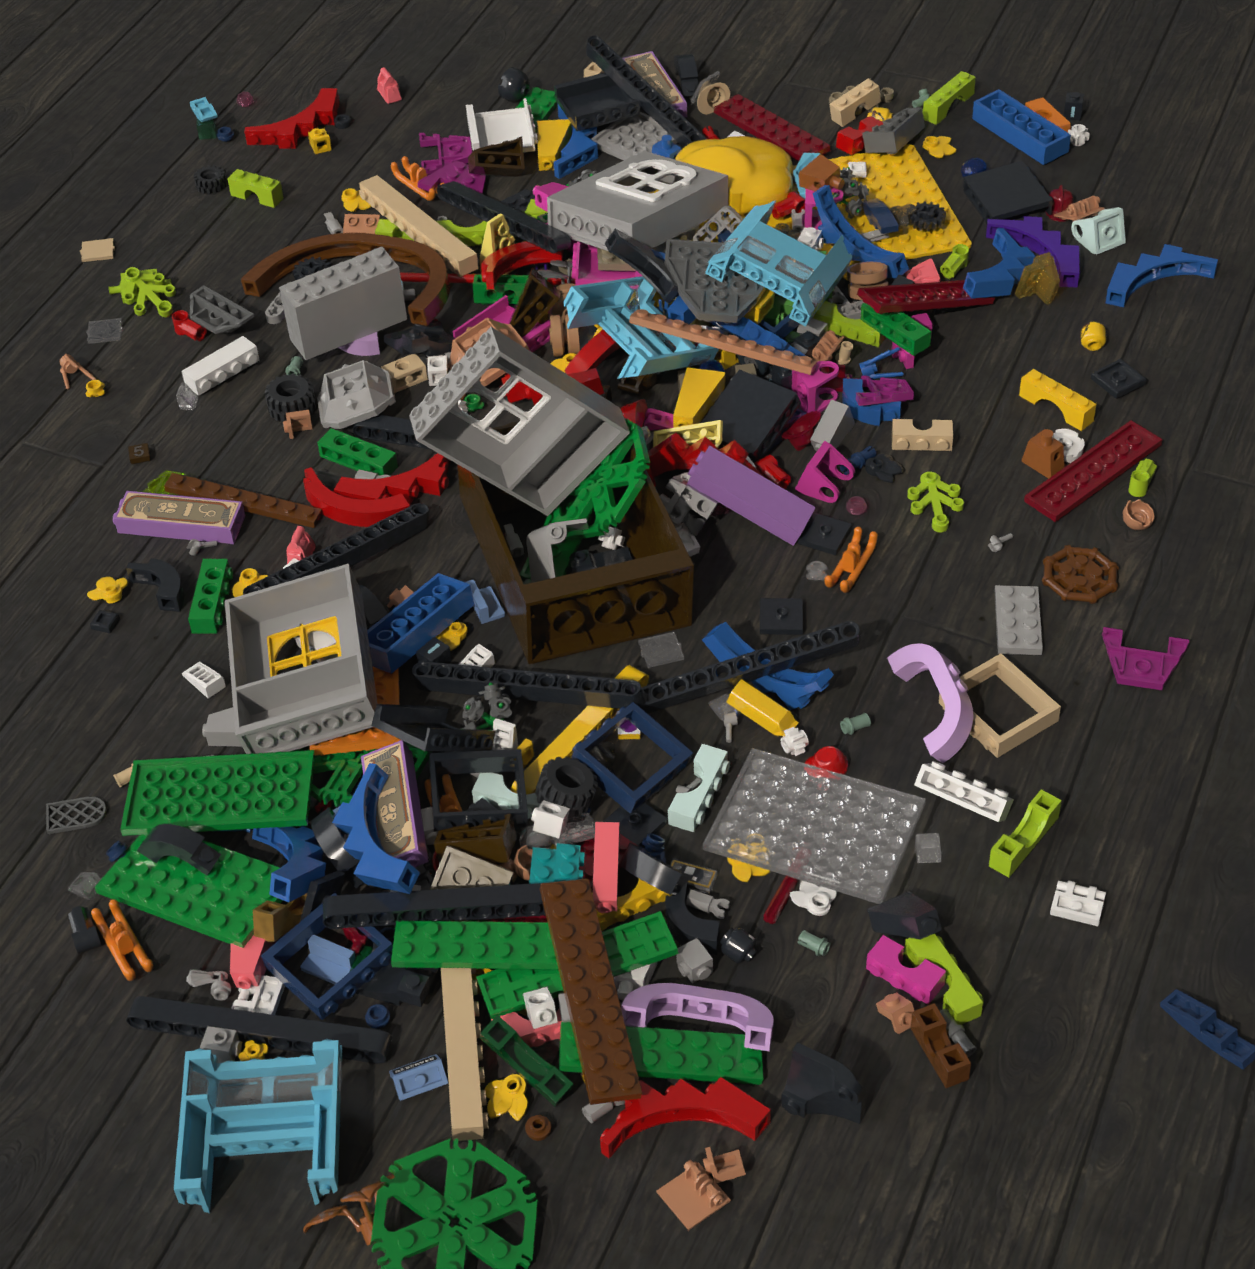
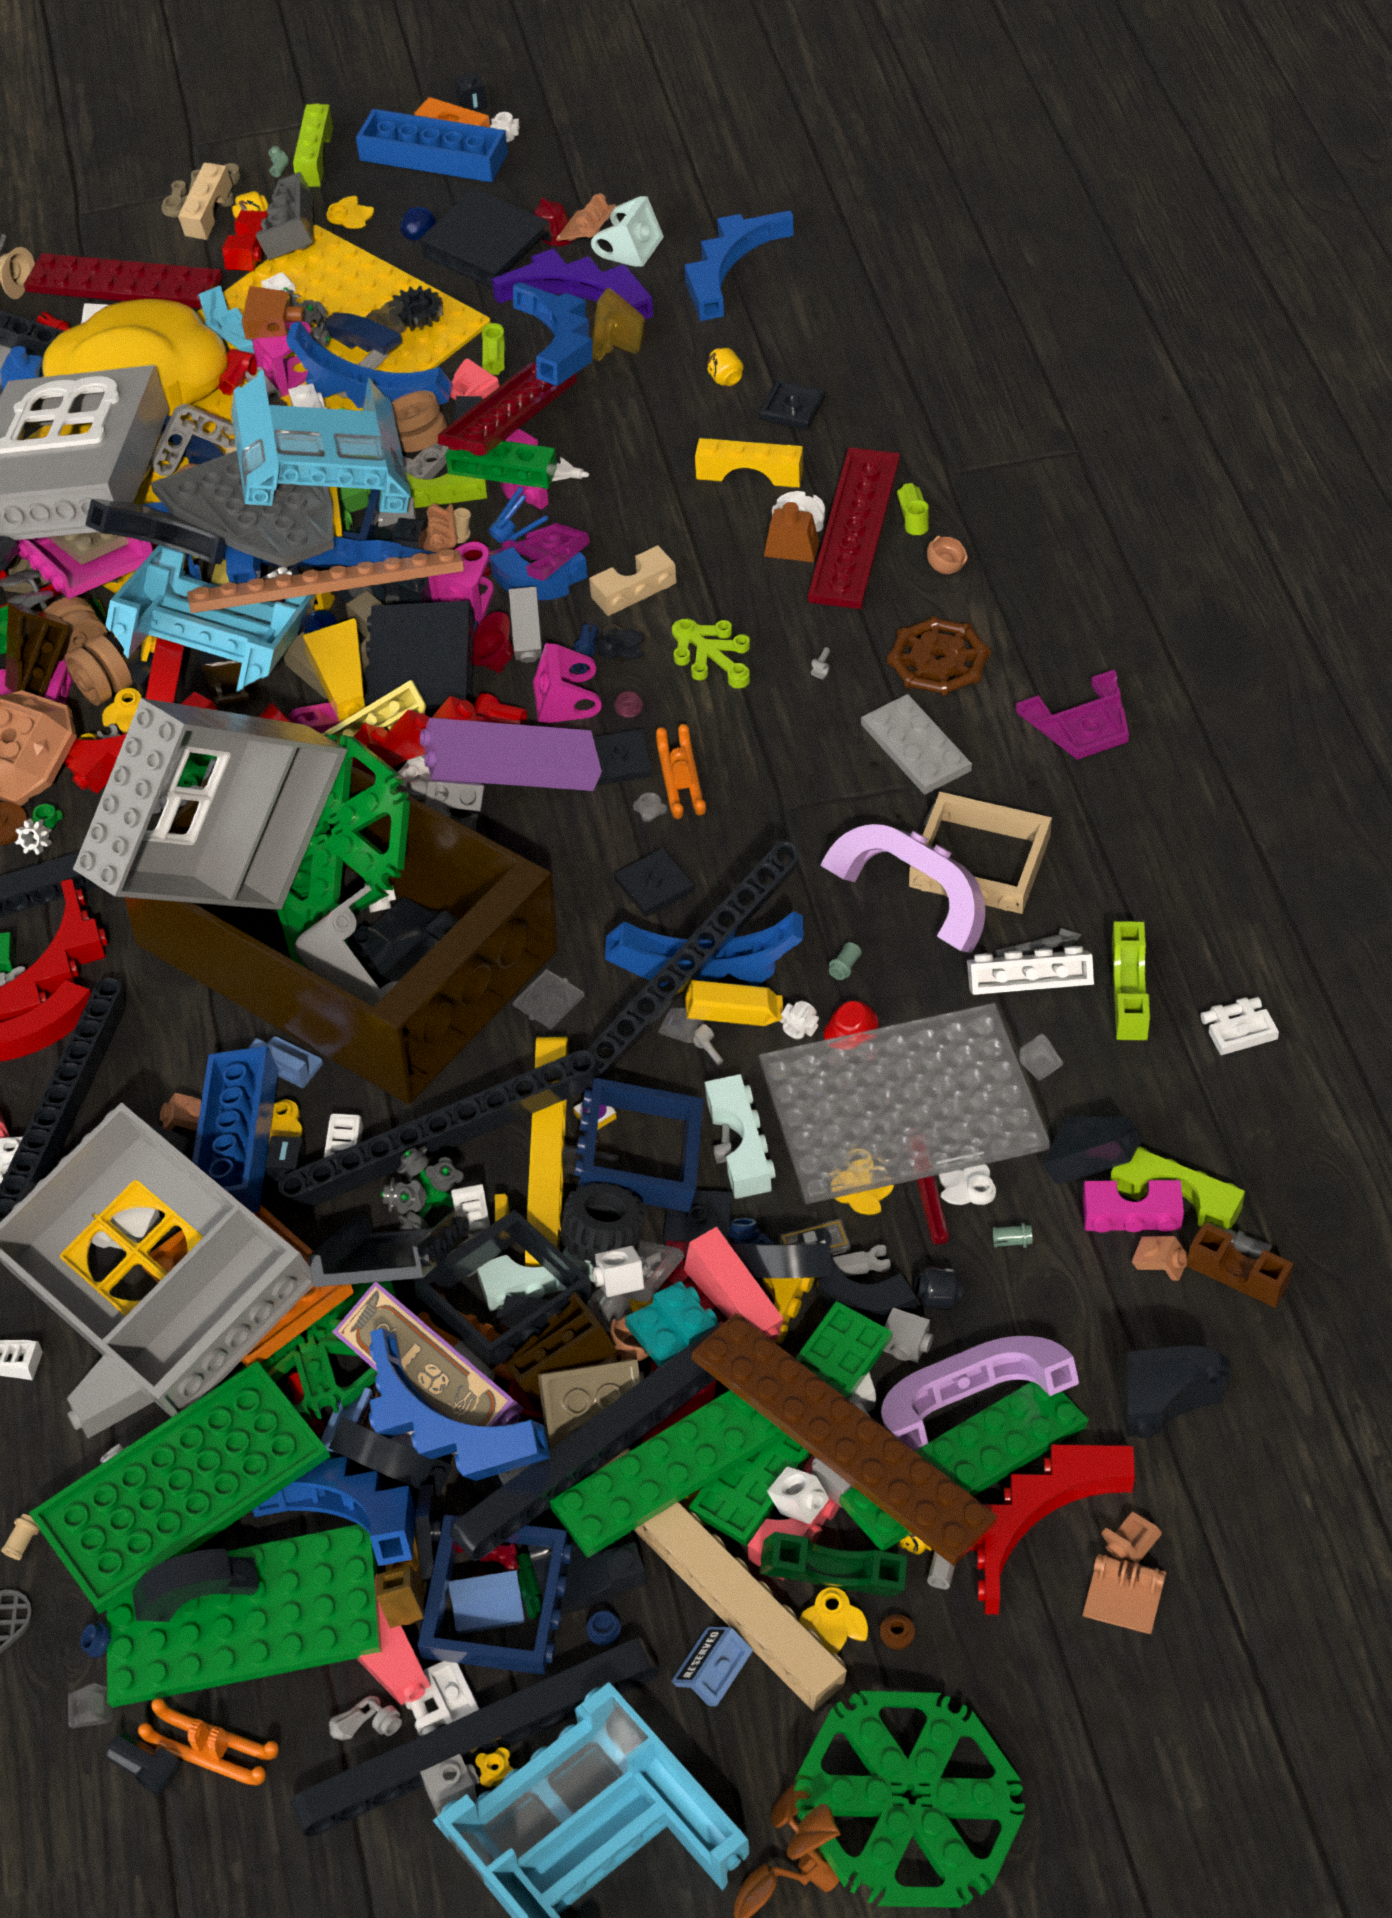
camera: 35 degrees left, 5 degrees up
(938, 352) = (566, 470): none -> white piece
(1008, 786) = (1064, 938): none -> dark grey piece

